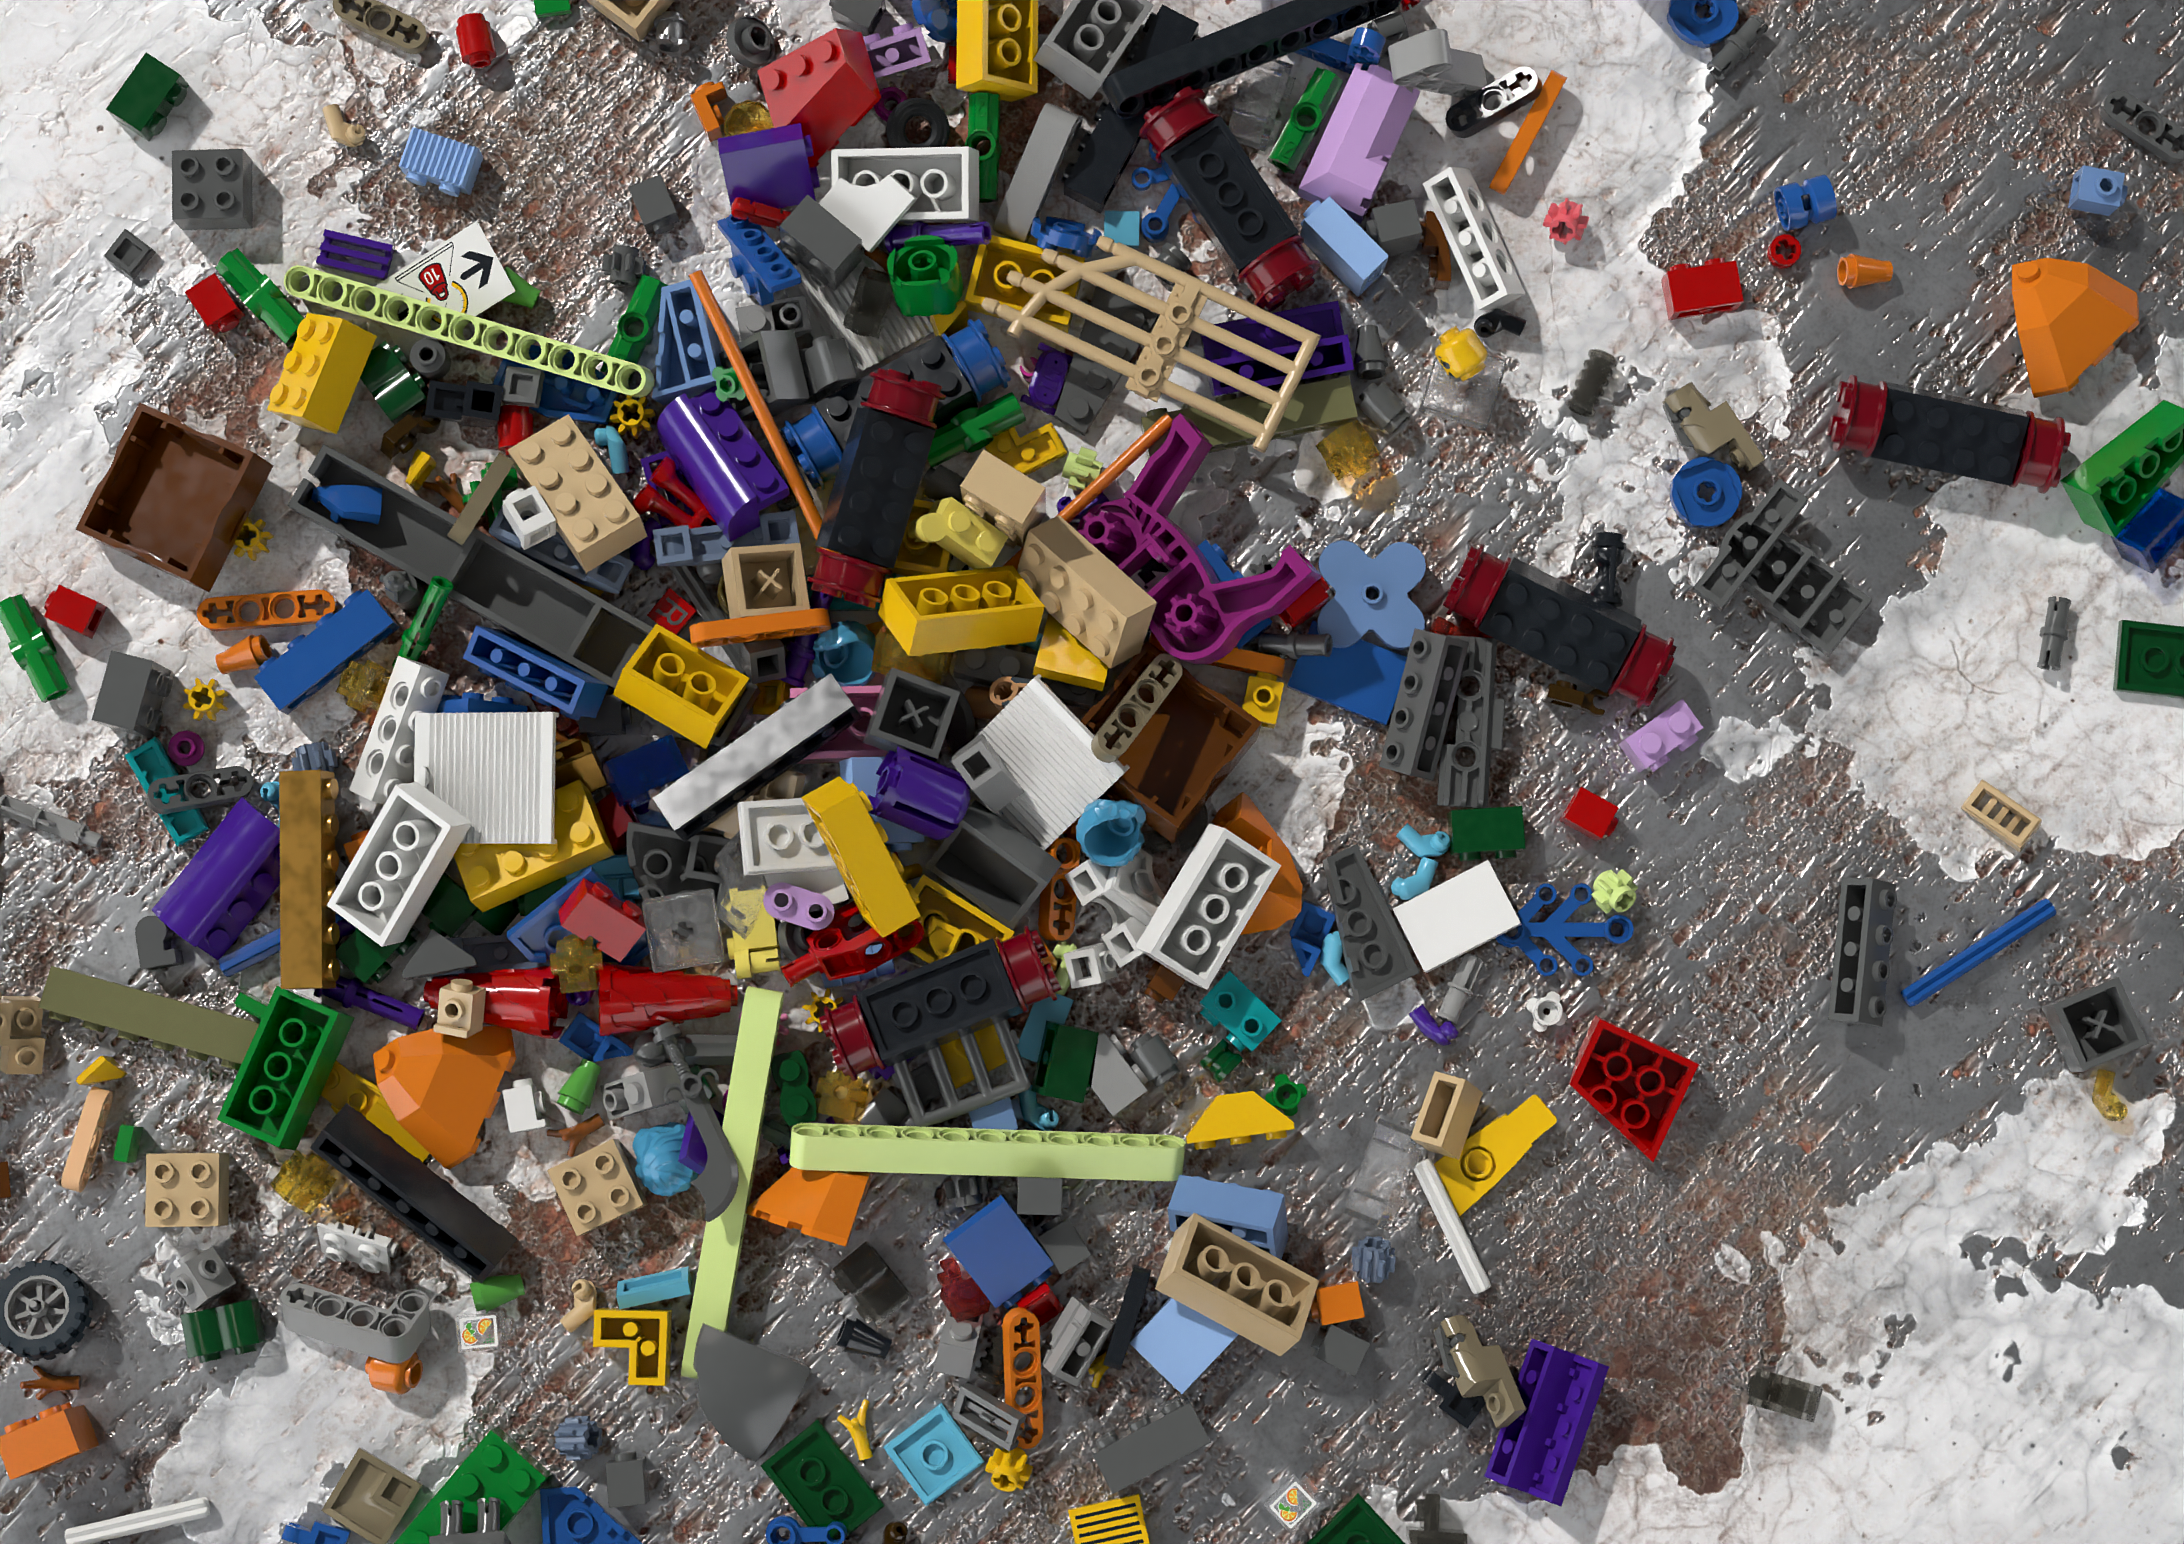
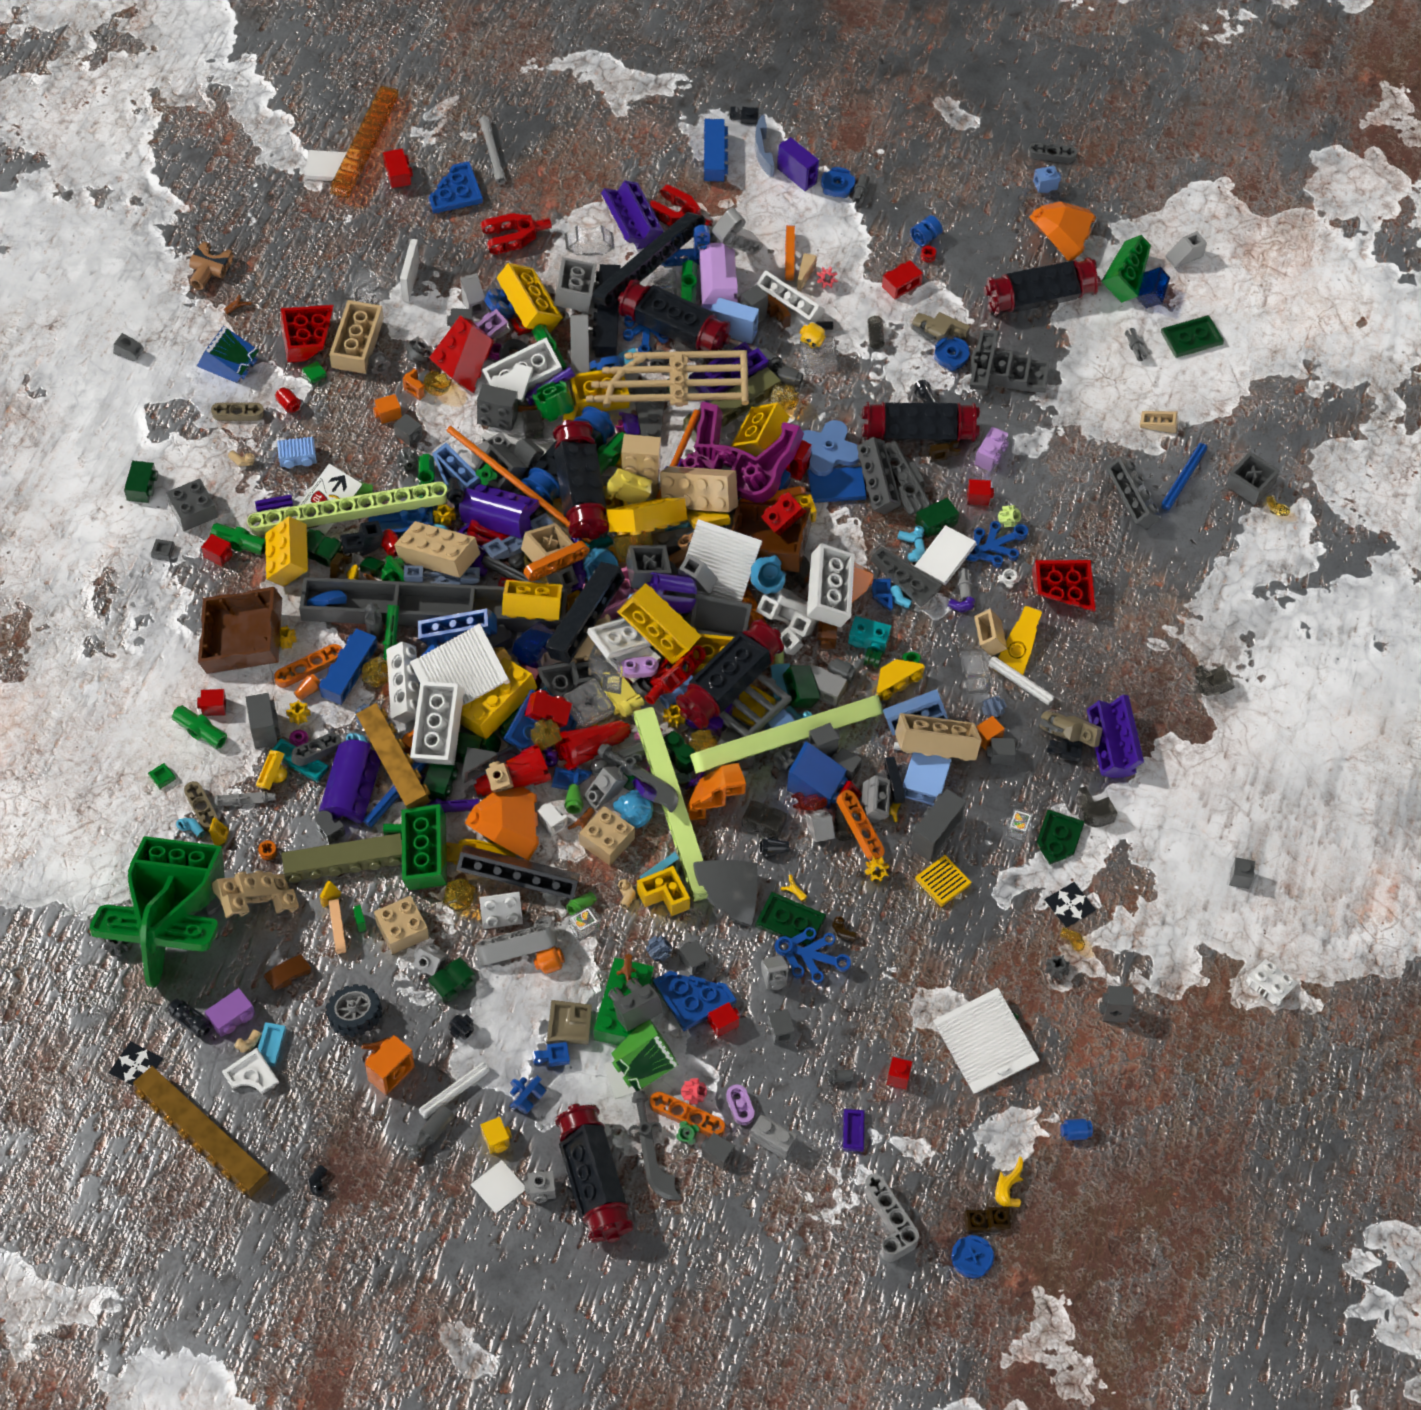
camera: 25 degrees left, 25 degrees down
(31, 934) = (267, 844): none -> orange bush
(110, 796) = (272, 771): none -> yellow tile
(196, 1422) = (461, 1026): none -> black gear
(437, 366) = (334, 527): dark grey brick -> none
(465, 457) = (371, 566): none -> dark green slope
(480, 498) = (393, 566): dark tan beam -> none
(491, 1475) = (627, 968): none -> dark orange bar
(523, 386) = (387, 519): dark grey tile -> none
(529, 503) = (421, 561): white brick -> none
(638, 142) = (387, 409): none -> orange brick
(658, 394) = (455, 491): none -> black cone
(757, 260) = (471, 426): blue bracket -> none
(758, 213) = (462, 410): red axle -> none
(769, 166) = (454, 392): dark purple brick -> none
(933, 1454) = (836, 883): medium azure tile -> none
(943, 937) = (712, 649): yellow tile -> none
(990, 1410) = (869, 846): dark grey tile -> none
(1081, 468) = (668, 452): yellowish green gear -> none
(1136, 707) = (751, 517): dark tan beam -> none
(1205, 716) = (783, 513): none -> red brick
(1262, 511) = (760, 428): none -> yellow brick
(1295, 644) = (808, 478): dark grey pin -> none
(1479, 98) = (775, 236): black beam -> none
(1543, 179) = (807, 267): none -> tan slope
(1861, 271) = (965, 247): orange cone -> none

